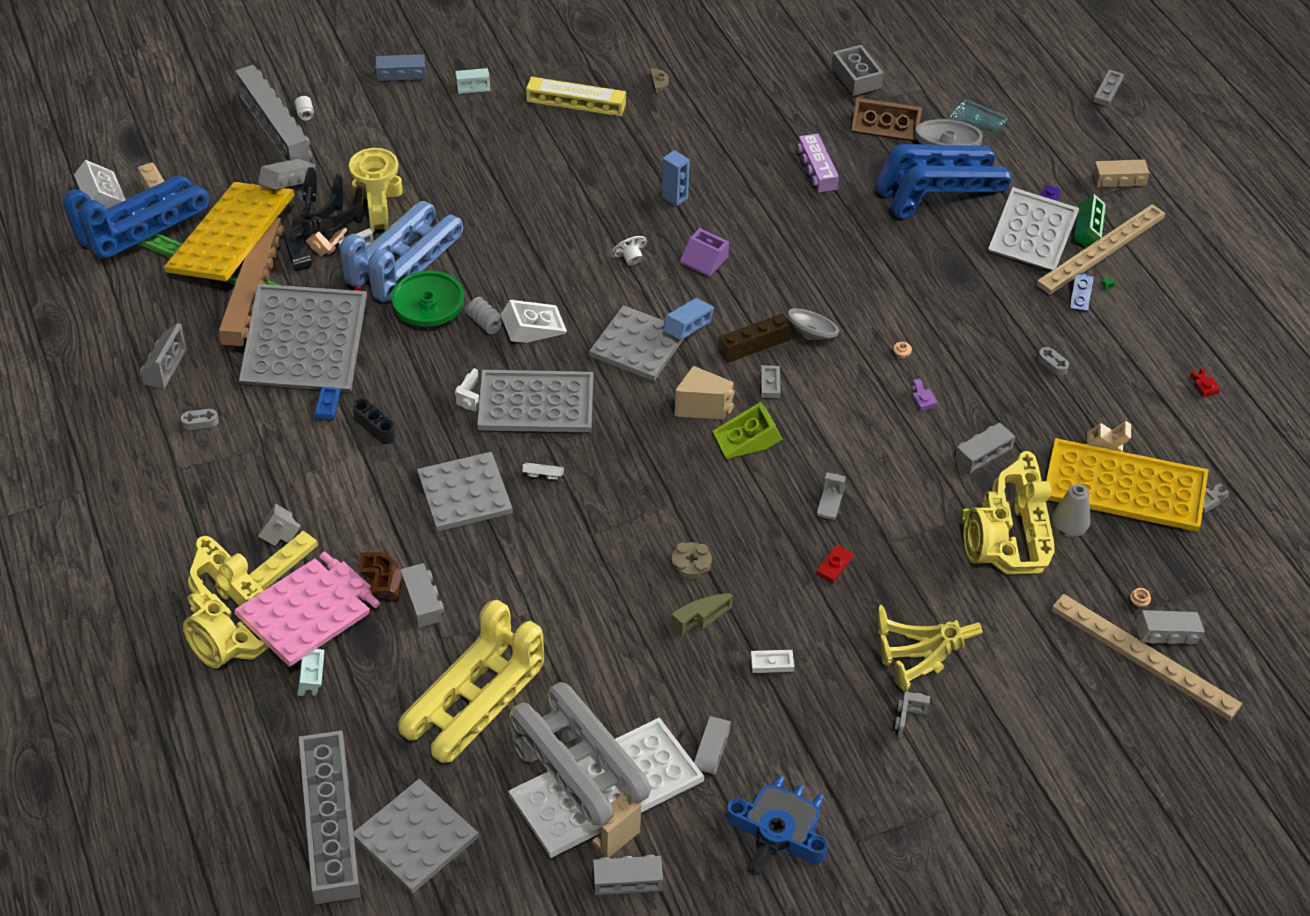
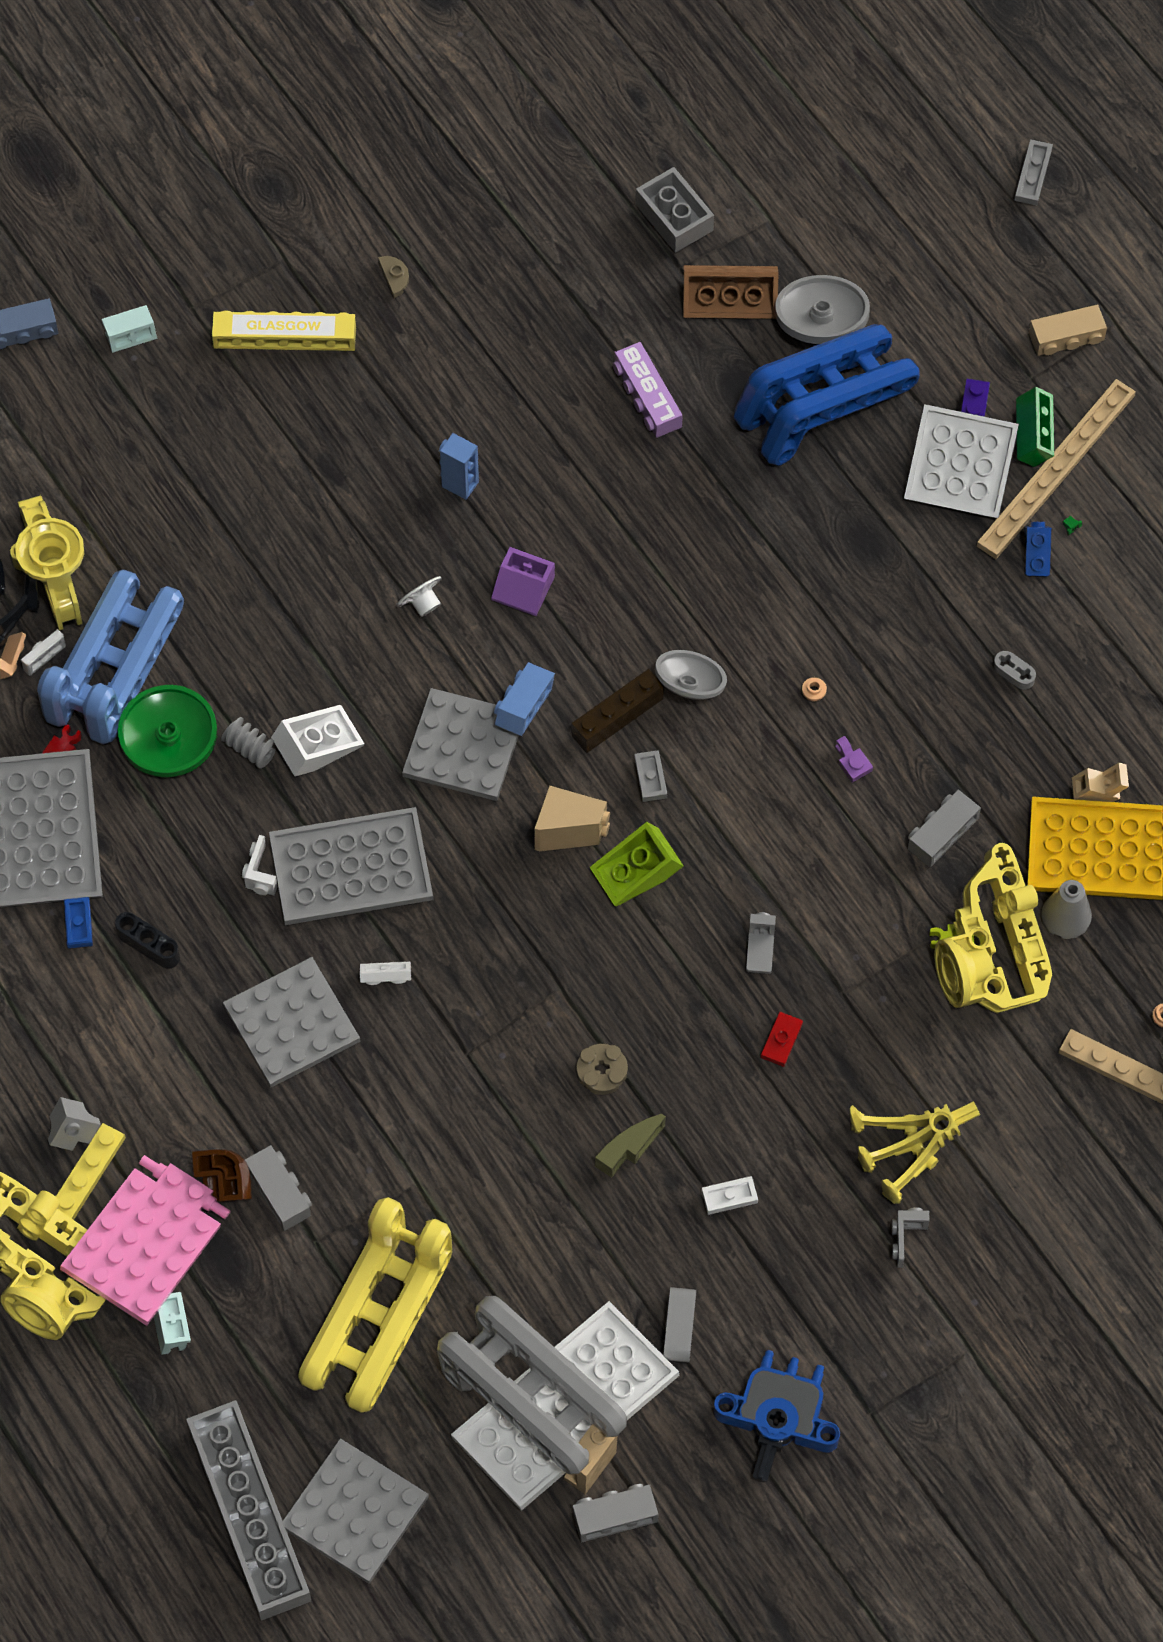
camera: 10 degrees left, 15 degrees up
(978, 115) = (857, 259): clear light blue wing -> none

